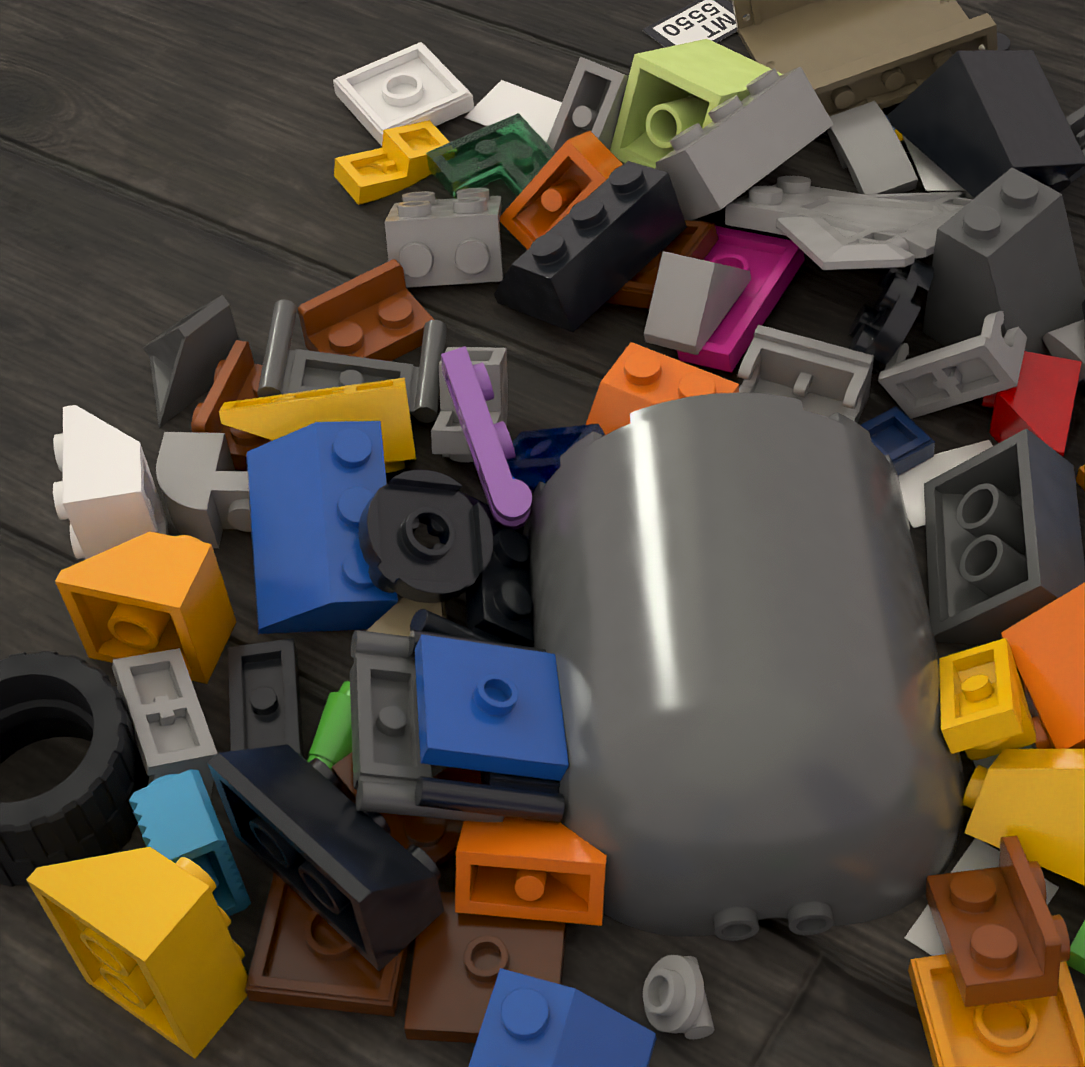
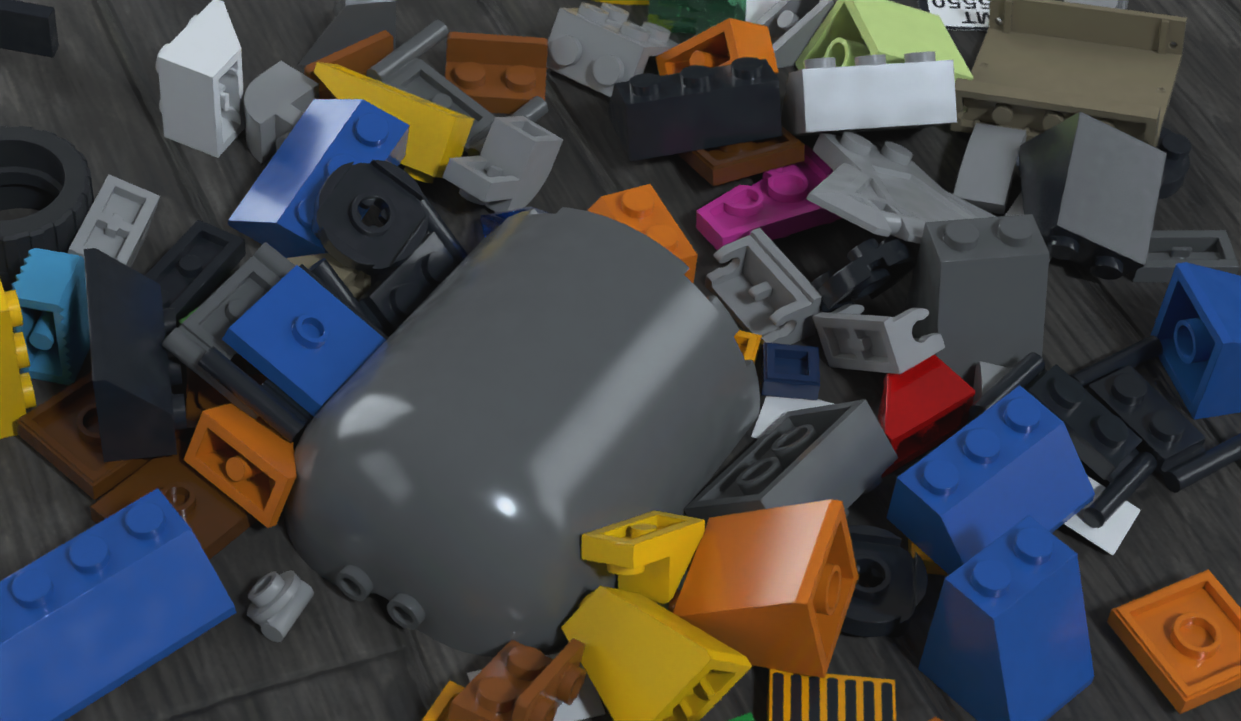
camera: 25 degrees right, 5 degrees down
(151, 599) = (174, 155): light orange slope -> none
(488, 442) = (472, 178): medium lavender plate -> none
(691, 301) = (732, 184): light grey slope -> none

